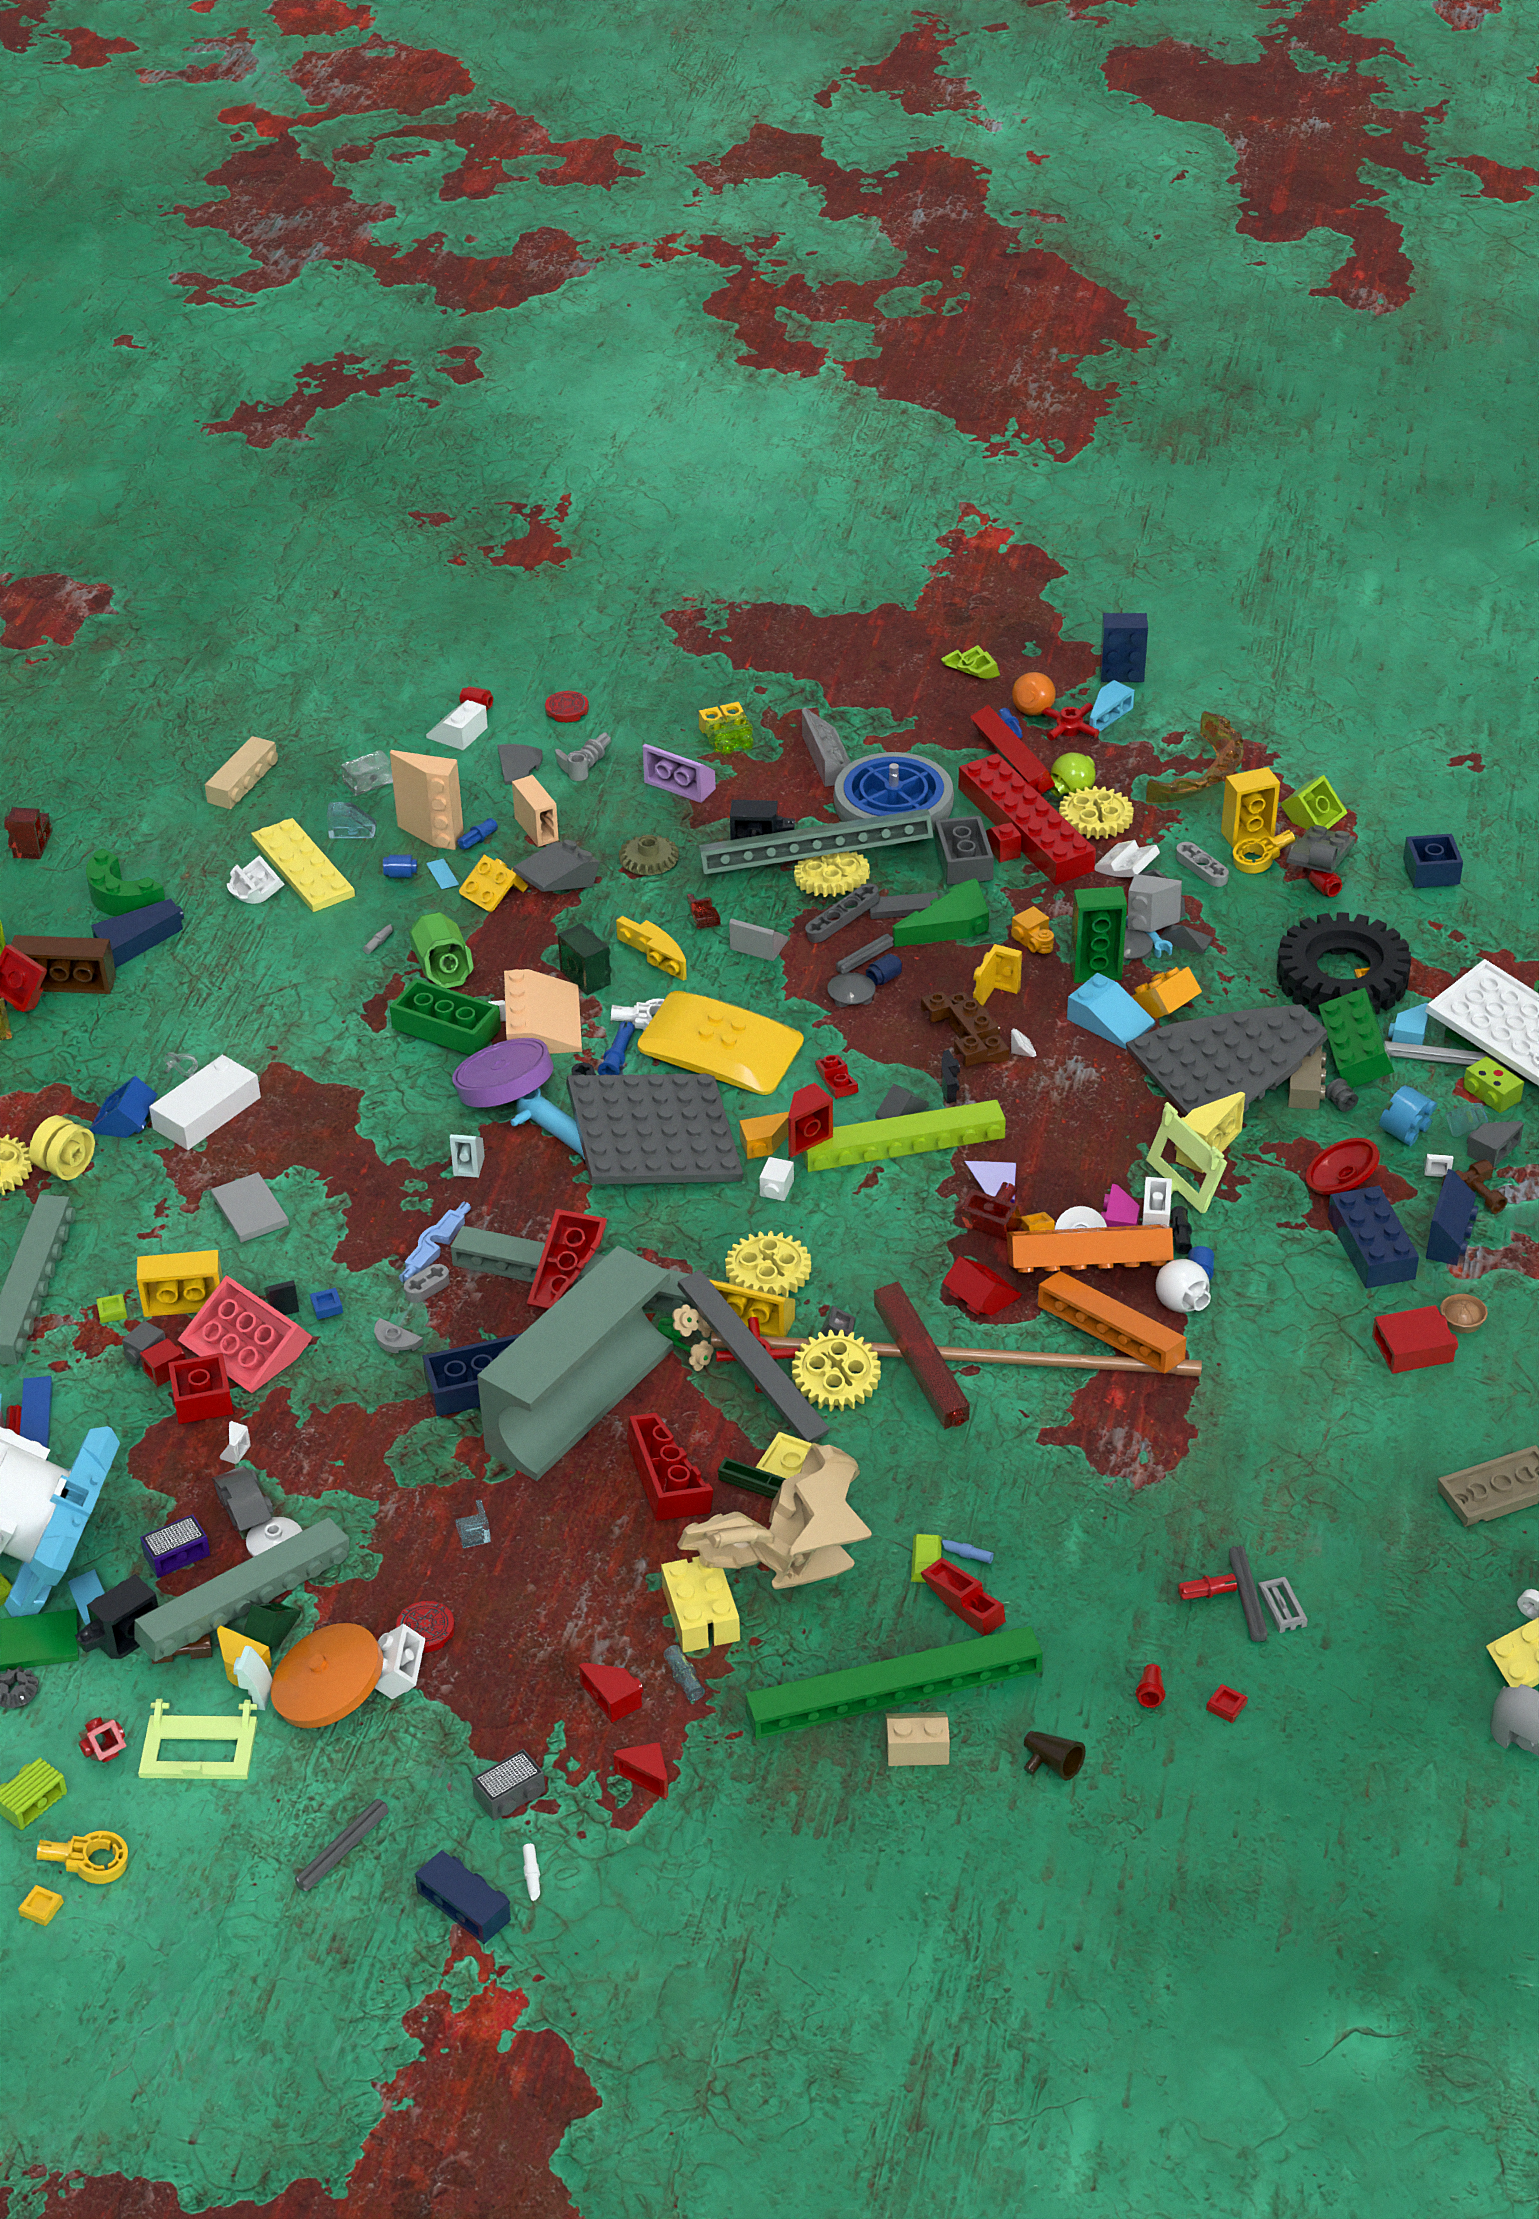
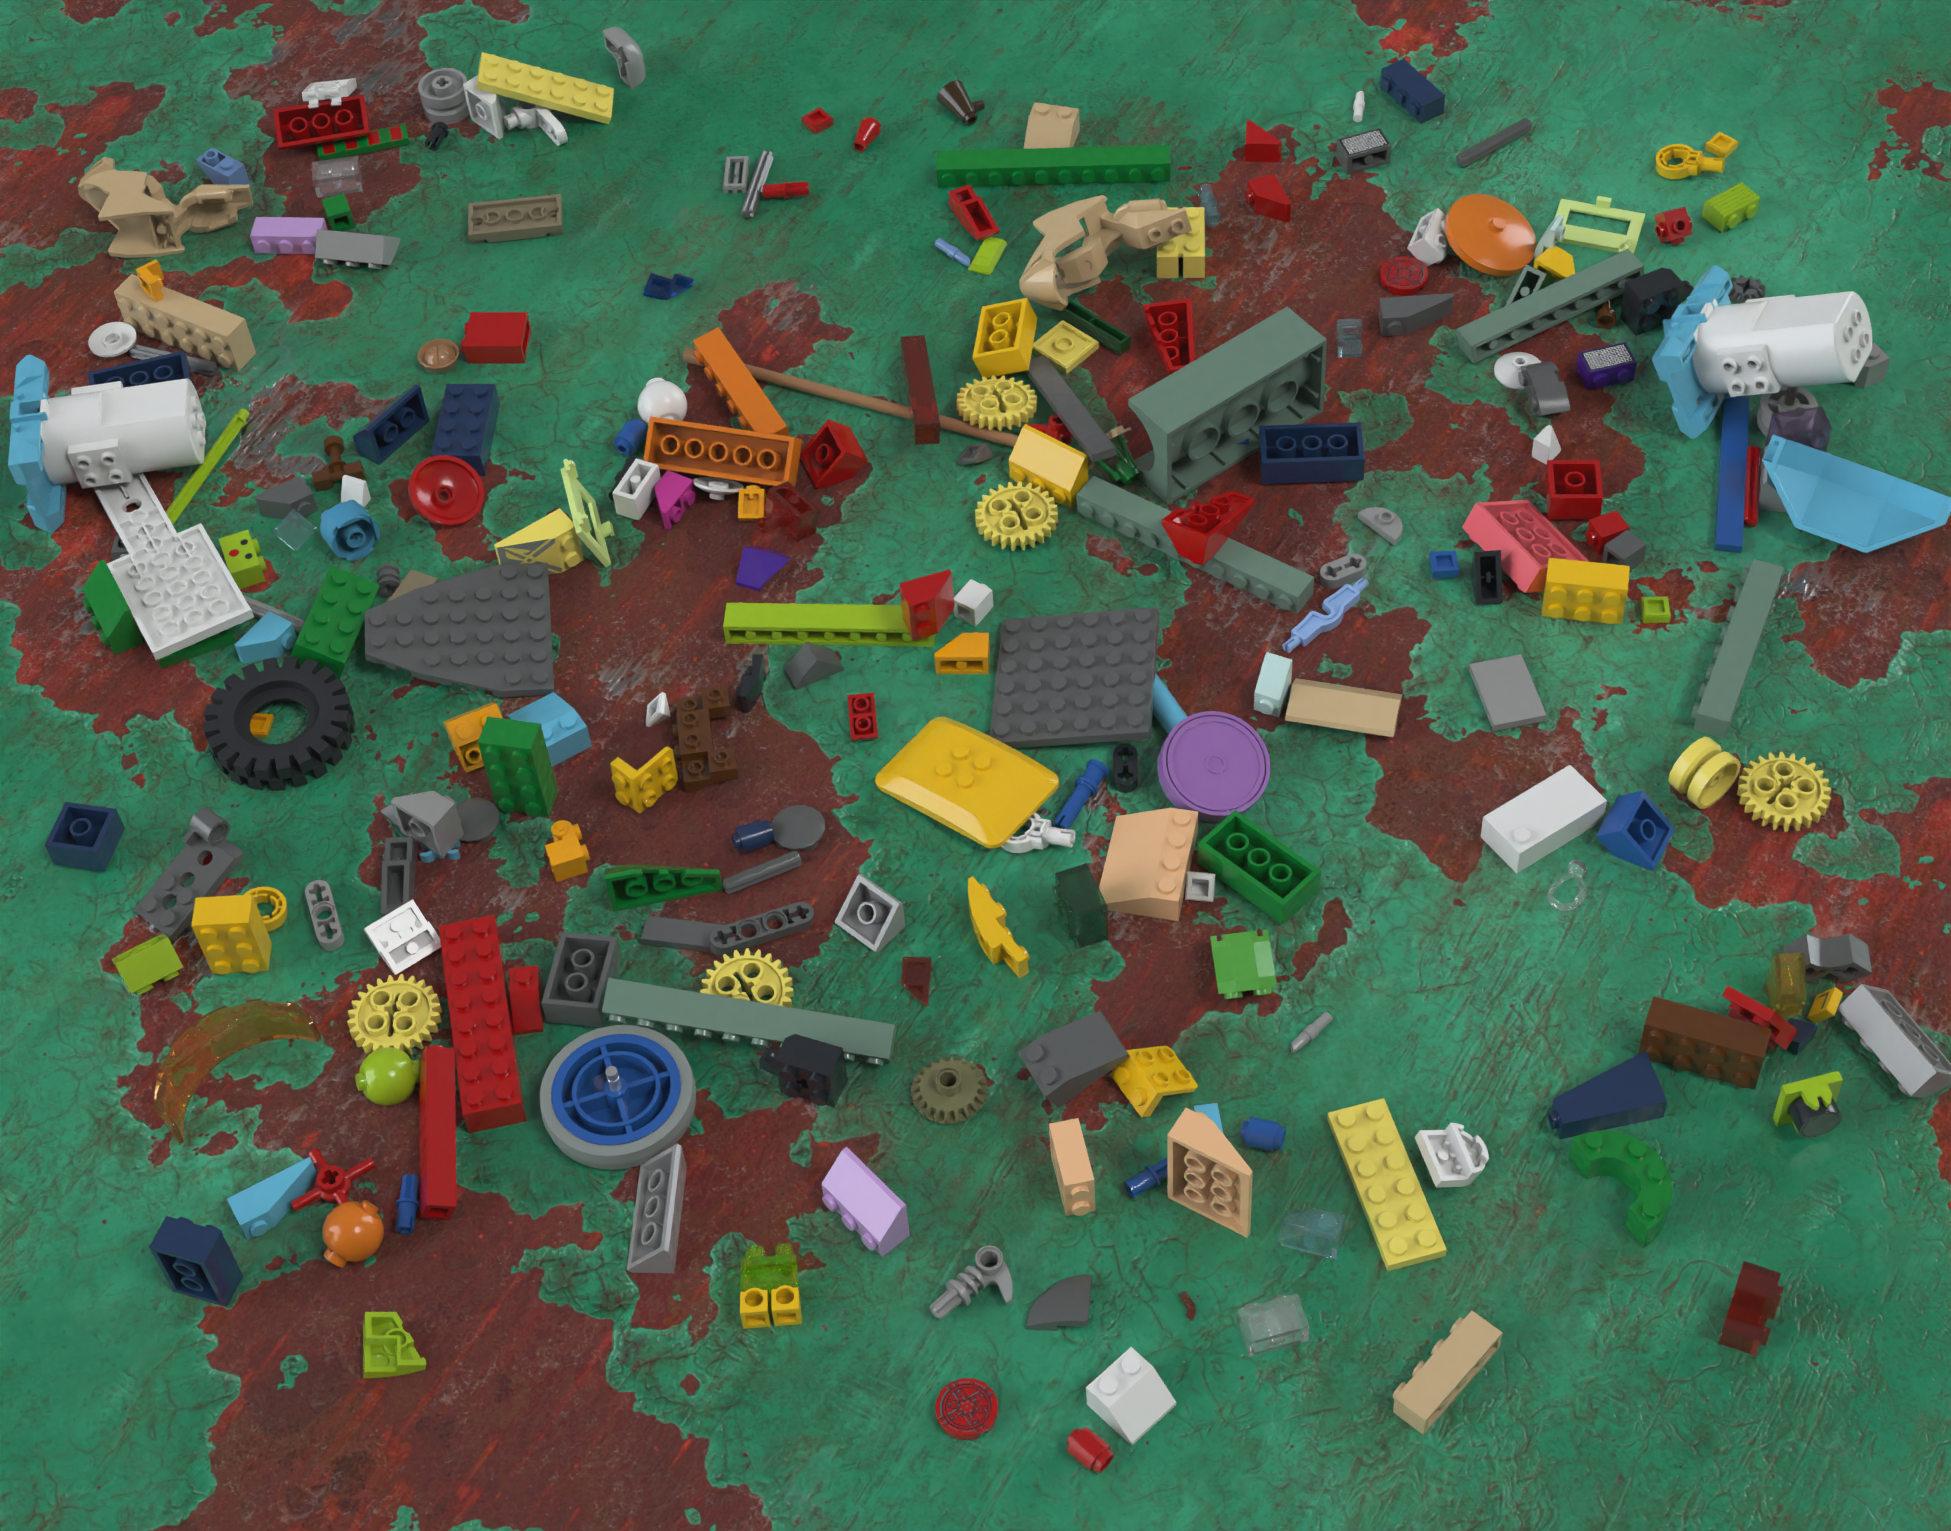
camera: 160 degrees left, 10 degrees up
(399, 1159) = (1343, 707): none -> tan slope
(408, 1567) = (1411, 313): none -> dark grey slope
(856, 1424) = (1005, 338): none -> yellow brick
(1273, 1443) = (666, 288): none -> clear blue slope

